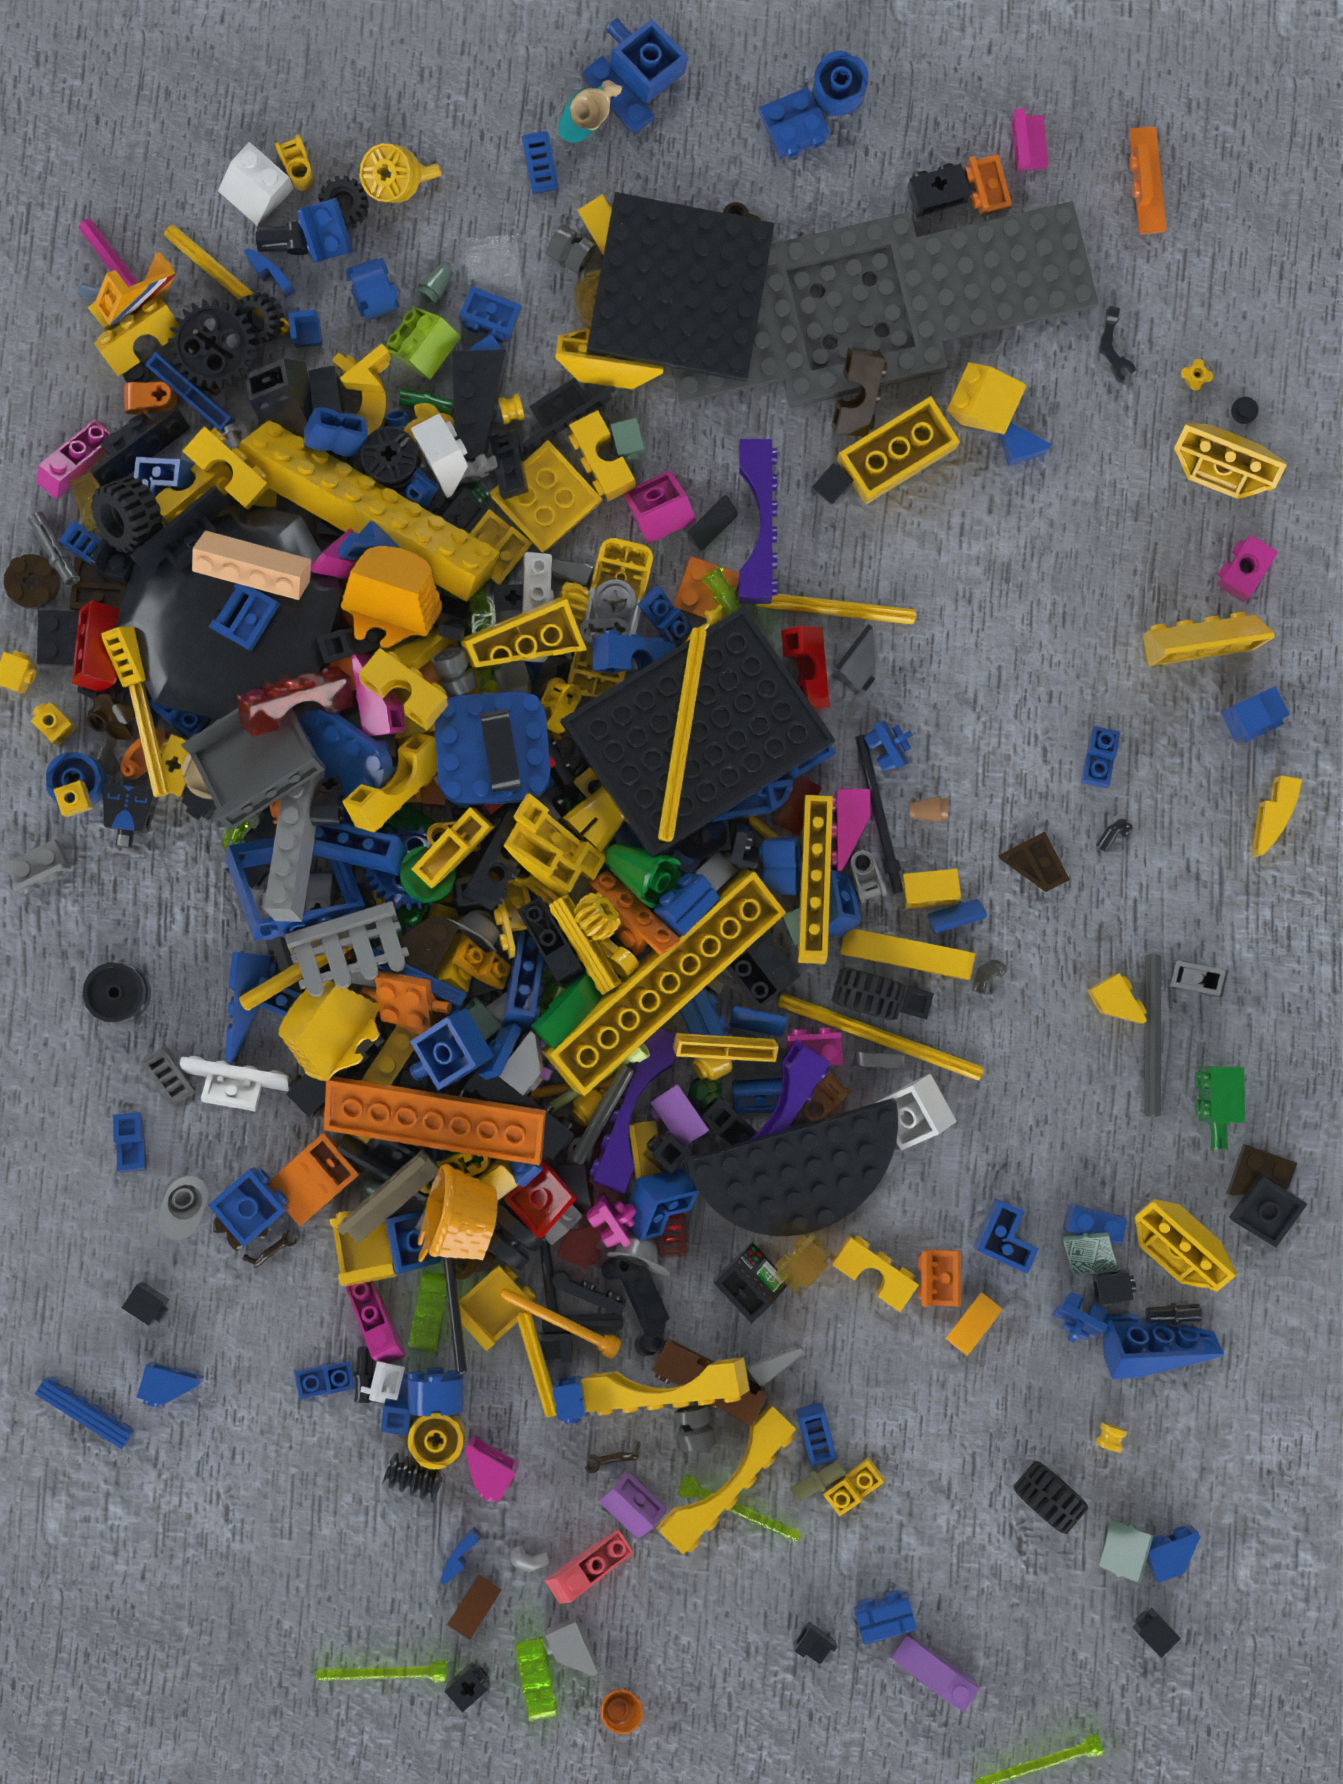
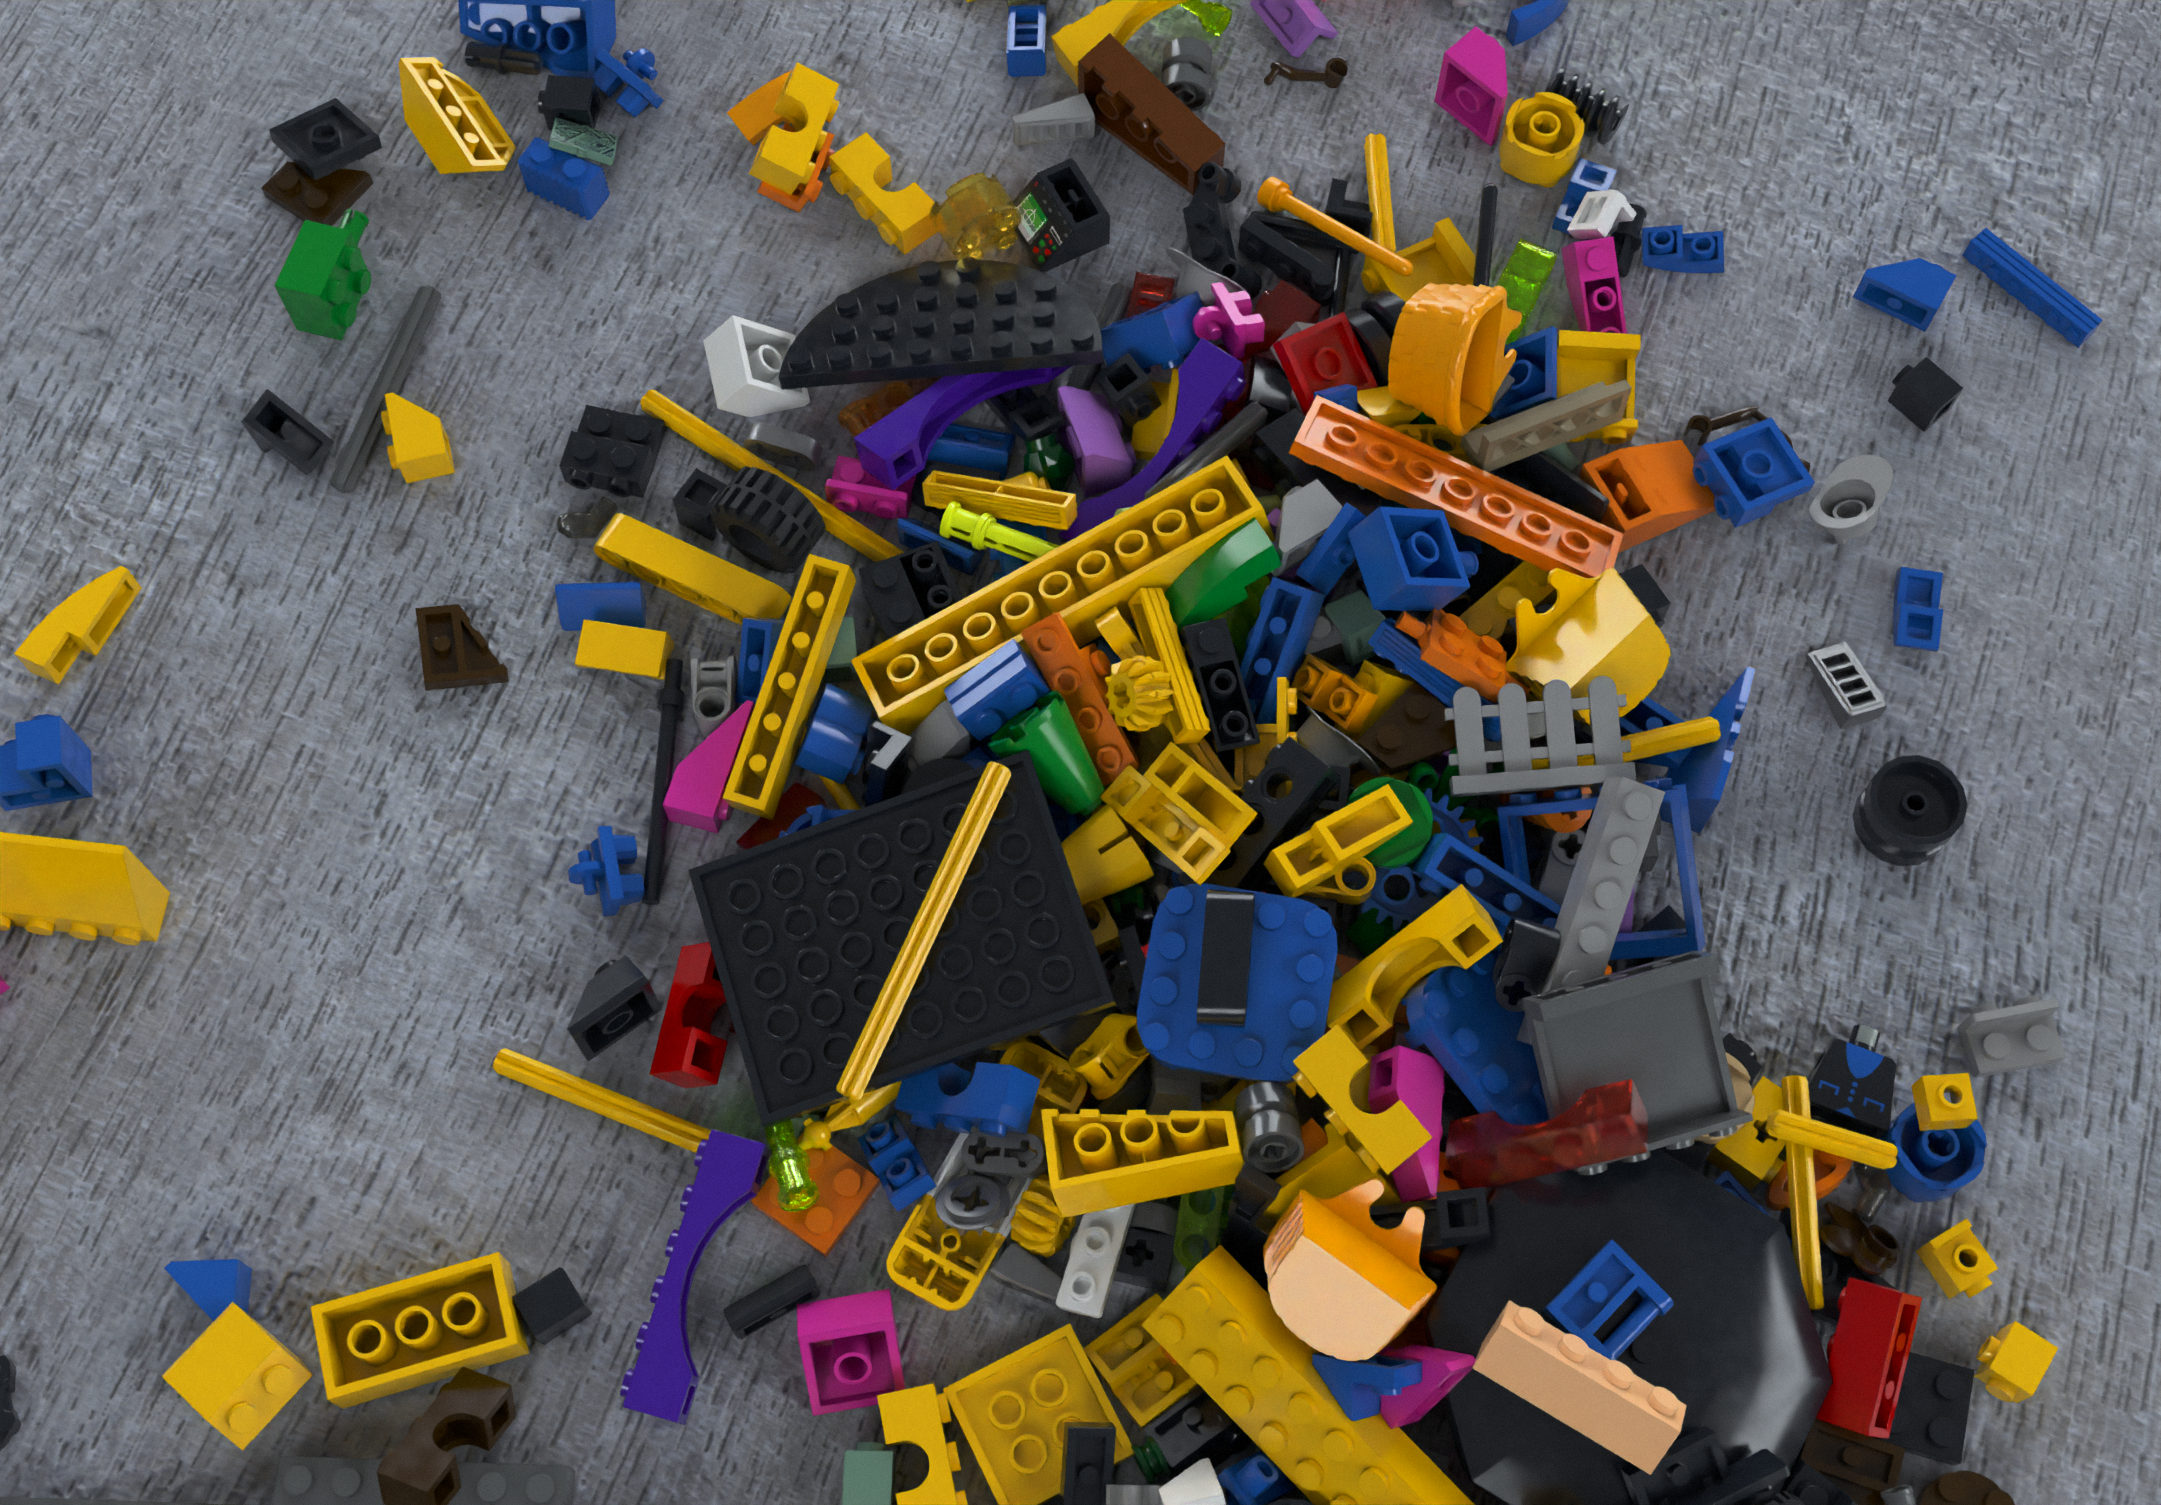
camera: 160 degrees left, 20 degrees down
(123, 645) = (1822, 1322): yellow slope -> none
(134, 760) = (1831, 1139): none -> yellow axle
(233, 1084) = (1750, 641): white bracket -> none
(435, 1392) = (1533, 185): blue brick -> none
(569, 1399) = (1347, 137): blue brick -> none
(613, 1390) = (1142, 84): yellow arch -> none
(728, 1022) = (985, 532): none -> neon yellow pin
(930, 809) = (583, 763): medium nougat cone -> none
(943, 1320) = (784, 155): none -> yellow arch
(989, 1029) = (612, 452): none -> black plate
(998, 1240) = (695, 190): blue brick -> none
(1100, 757) = (300, 776): blue slope -> none
(1112, 832) = (315, 668): black arm -> none

